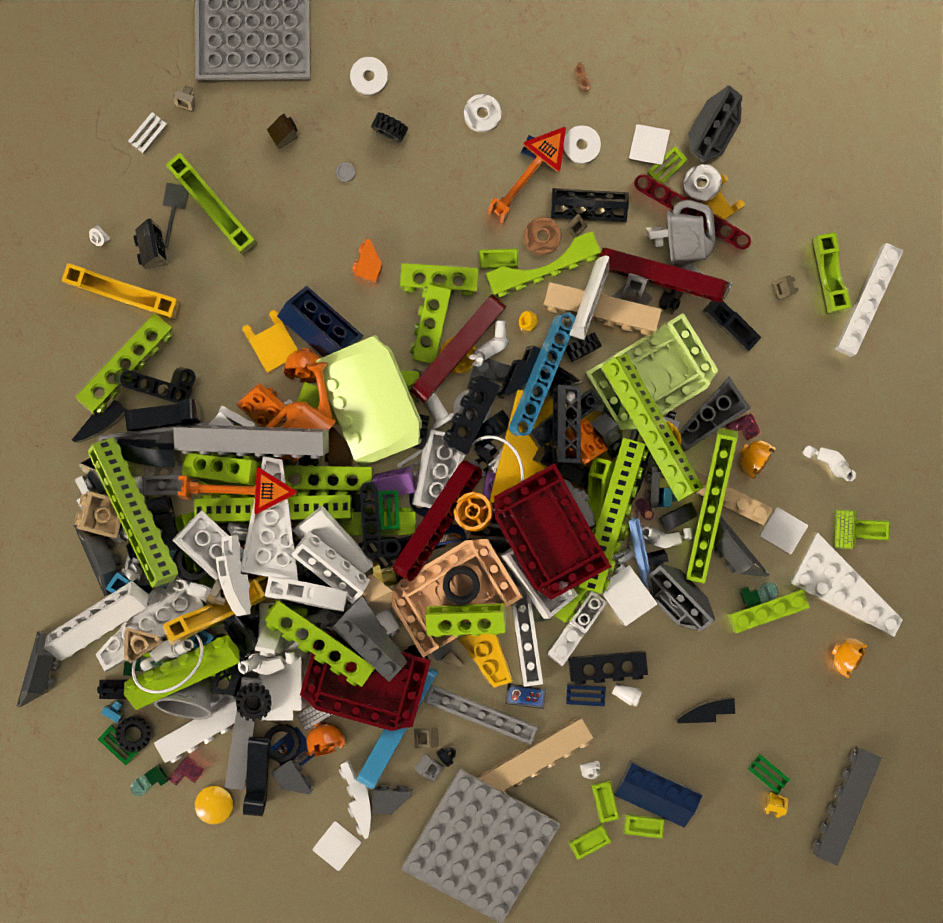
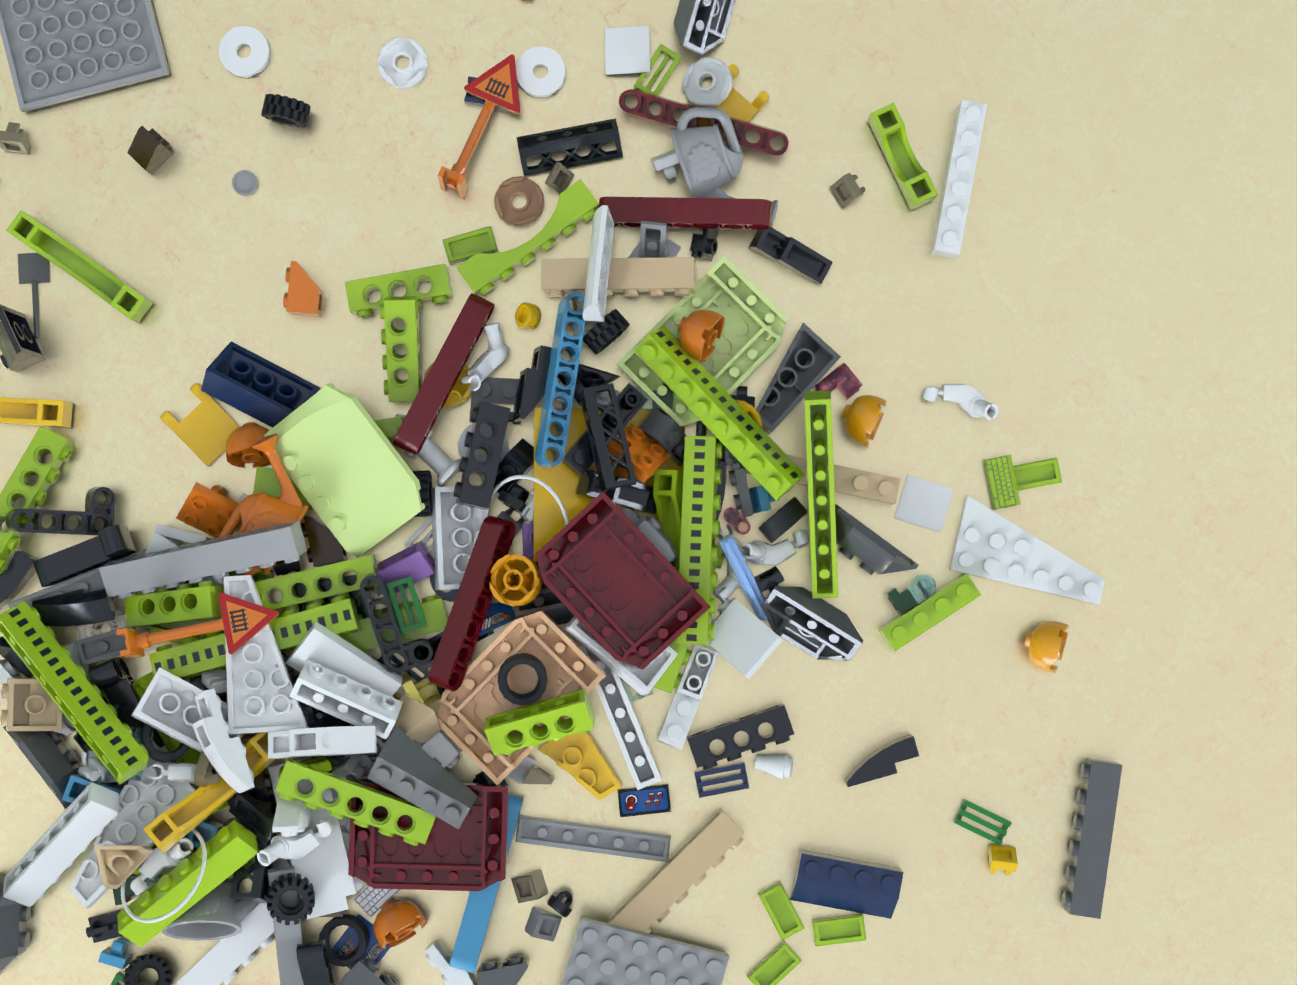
camera: 15 degrees left, 0 degrees up
(590, 770) = (752, 874): white plate -> none
(652, 364) = (700, 332): none -> orange cylinder

